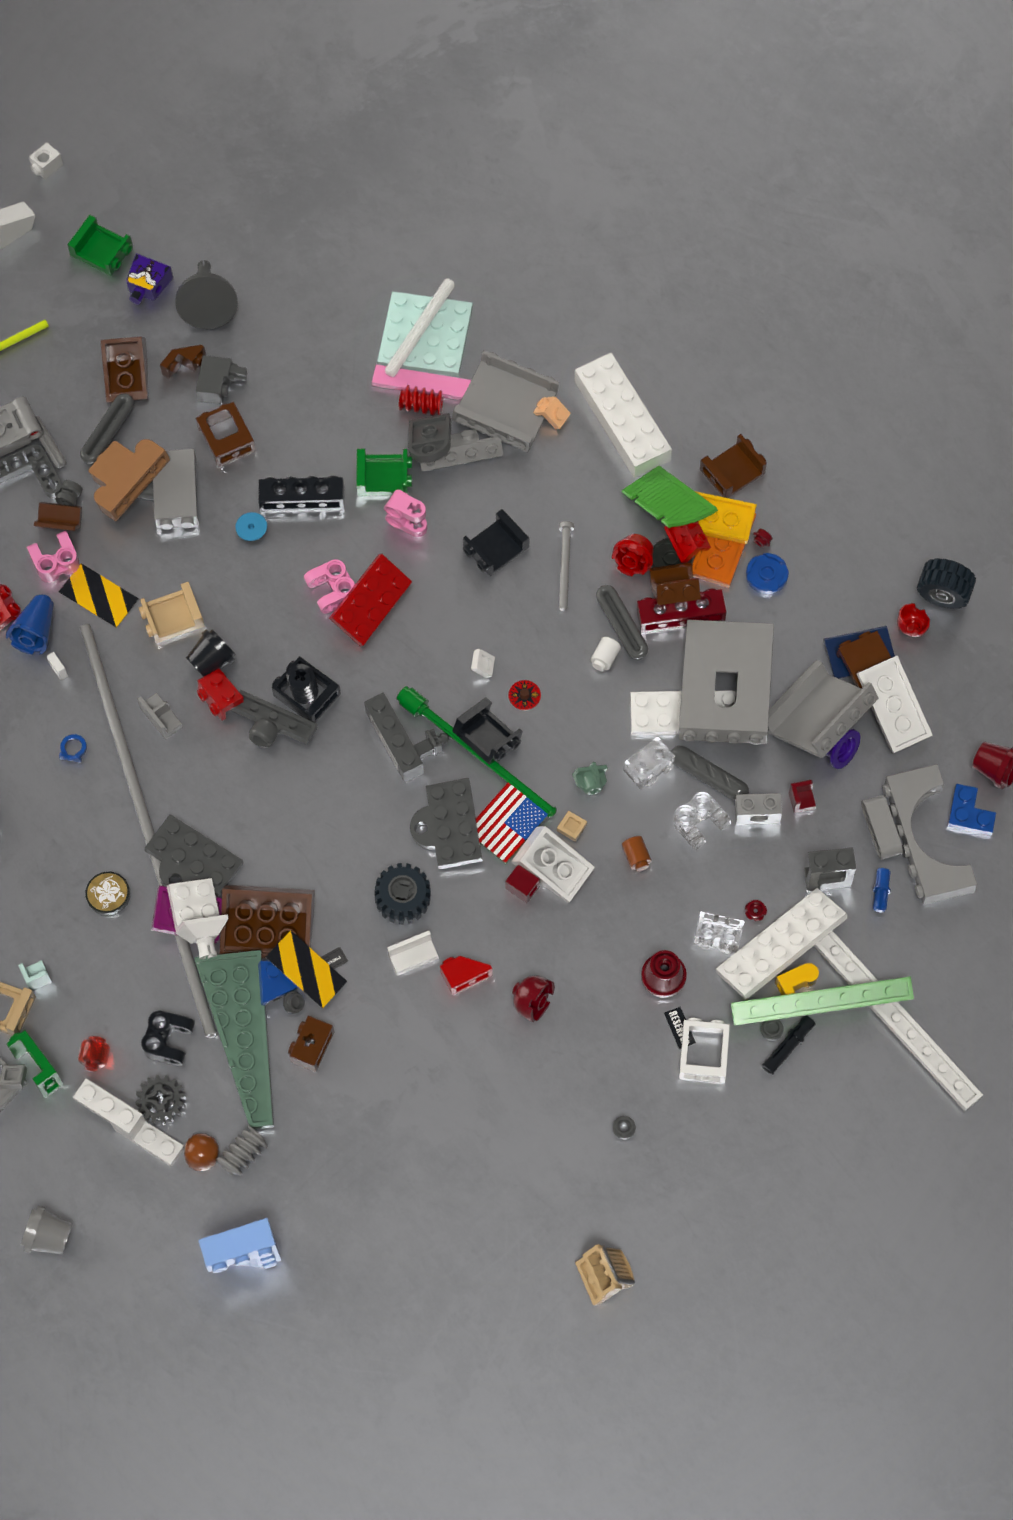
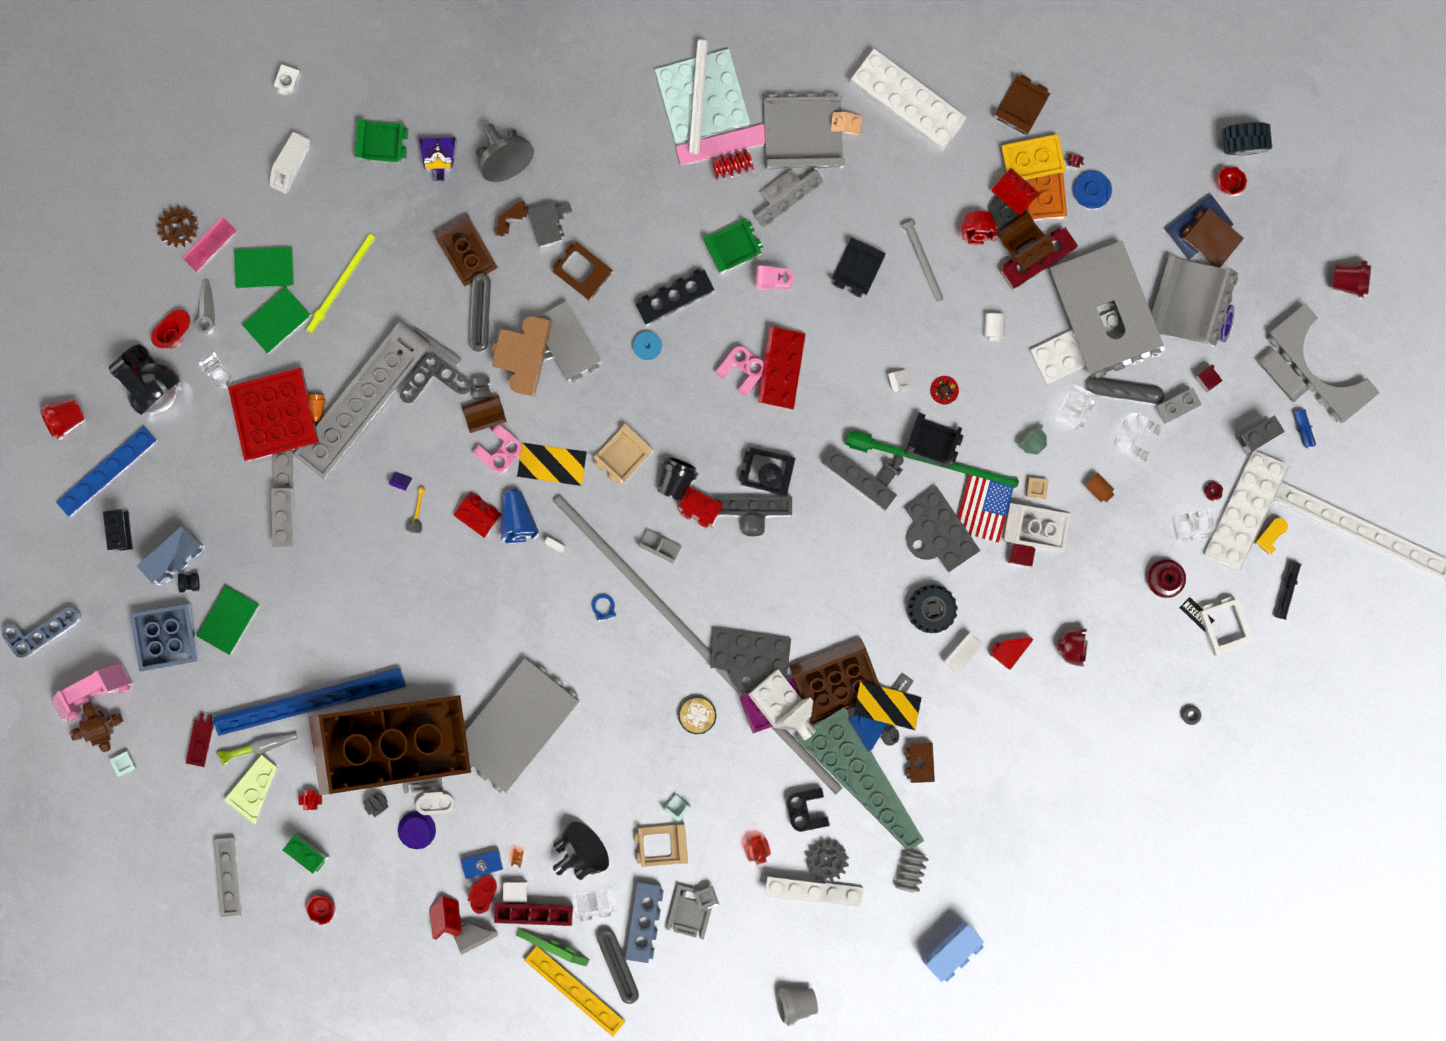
camera: 25 degrees left, 20 degrees up
(48, 1079) = (721, 876): green panel -> none
(201, 1152) = (879, 885): dark orange hair -> none
(429, 435) = (756, 197): dark grey tile -> none
(604, 1272) = (1231, 836): tan piece -> none
(622, 622) = (995, 291): dark grey piece -> none
(668, 498) = (985, 165): bright green piece -> none
(772, 1029) = (1269, 583): dark grey plate -> none
(822, 1000) = (1300, 545): tile -> none
(897, 705) = (1255, 269): white plate -> none
(965, 816) = (1343, 332): blue plate -> none

